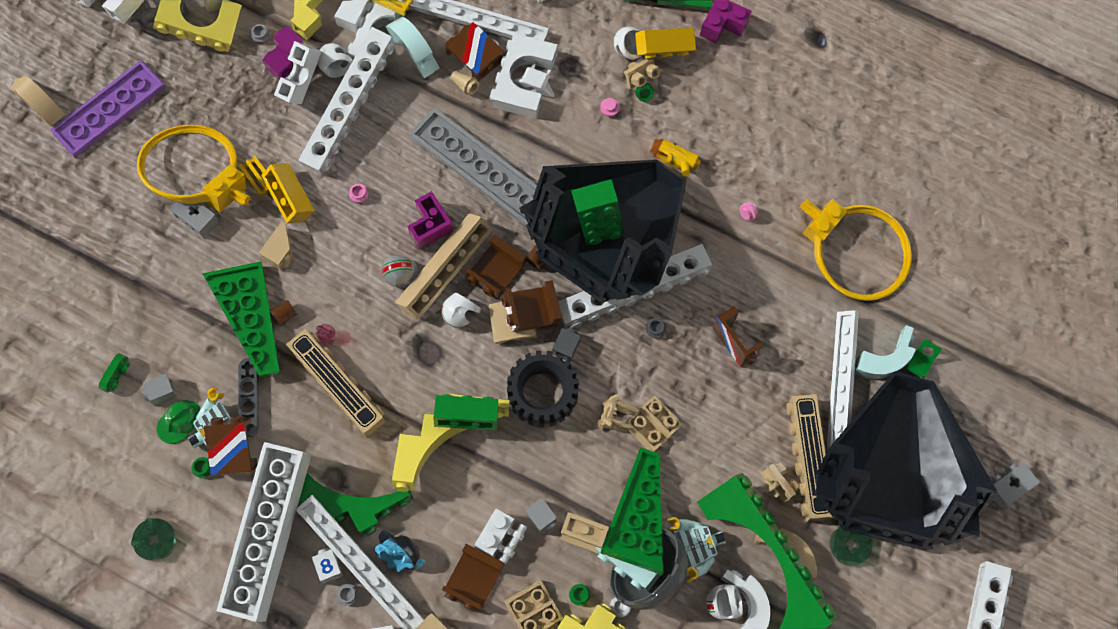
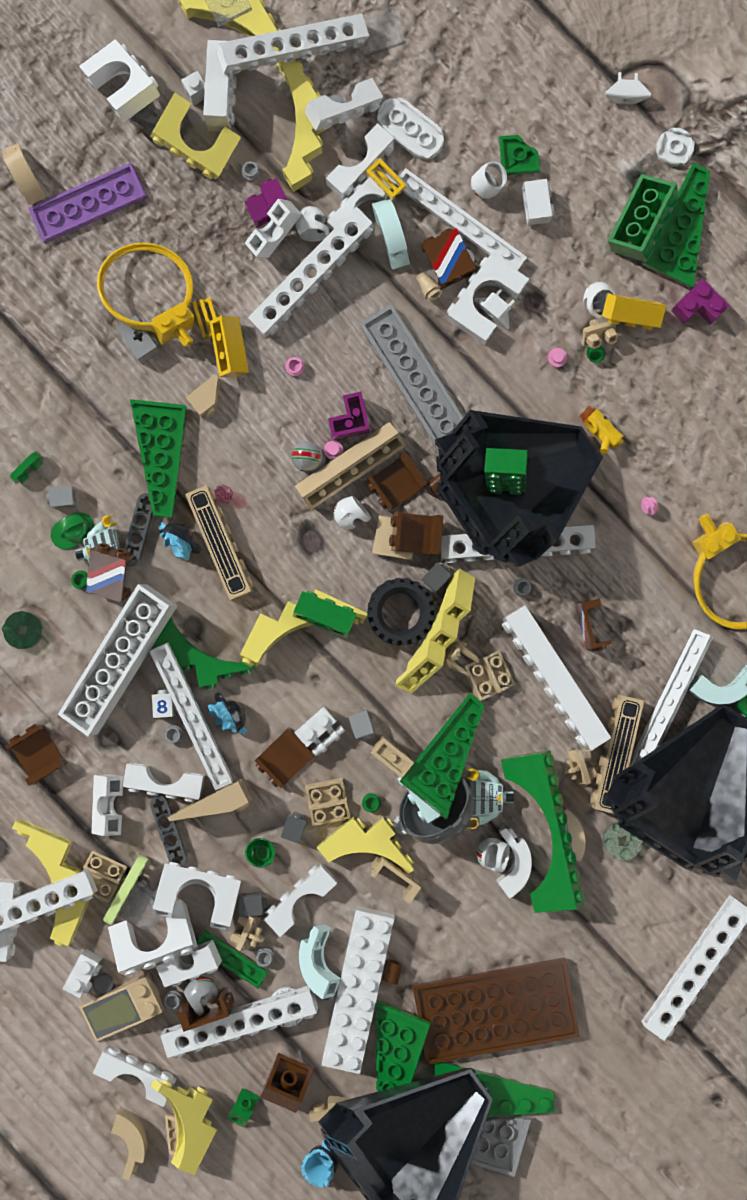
camera: 25 degrees right, 15 degrees up
(283, 312) = (192, 460): reddish brown gear -> none
(294, 392) = (180, 539): none -> hair
(421, 257) = (333, 449): none -> bright pink plate
(592, 390) = (444, 631): none -> light yellow arch
(720, 401) = (556, 678): none -> white brick

